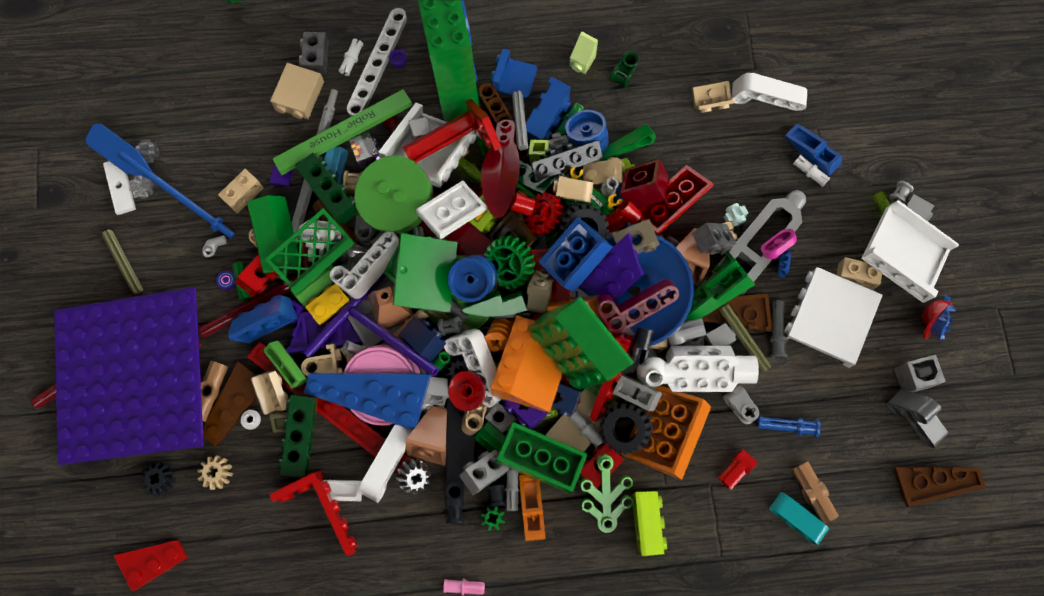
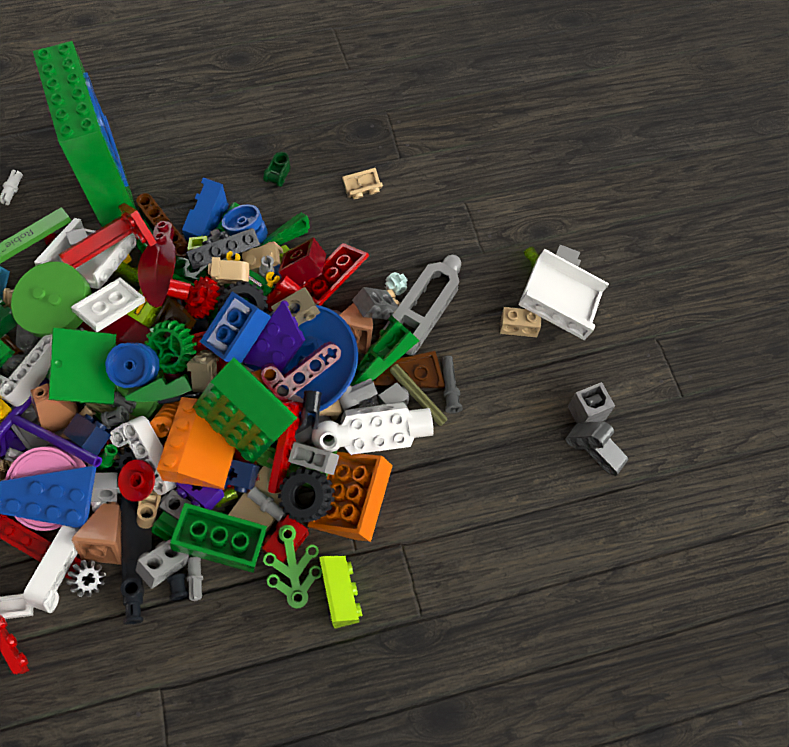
camera: 15 degrees left, 10 degrees down
(365, 150) = (22, 263): brick -> none
(376, 54) = (36, 182): white beam -> none
(398, 58) = (57, 184): dark purple tile -> none
(464, 587) = (148, 690): bright pink axle -> none
(498, 520) = (181, 611): green gear -> none
(513, 75) = (169, 187): blue bracket -> none
(520, 123) = (177, 220): light grey axle -> none
(532, 508) = (216, 595): orange slope -> none
(583, 53) = (236, 158): yellowish green slope -> none
(740, 403) = (421, 457): light grey piece -> none
(741, 465) = (428, 520): red piece -> none
(768, 90) = (414, 171): white beam -> none
(778, 243) = (438, 302): dark pink plate -> none
(784, 263) = (447, 320): blue gear -> none
(798, 426) = (482, 472): blue pin -> none
(799, 518) = (494, 564): teal beam -> none
(811, 170) = (463, 237): white pin -> none
(814, 149) = (463, 218): blue slope -> none
(815, 492) = (507, 535): medium nougat piece -> none
(833, 316) = (501, 363): white panel -> none
(901, 192) = (550, 244): light grey bush -> none
(931, 484) = (622, 510): reddish brown wing -> none
(937, 317) = (600, 353): hair -> none

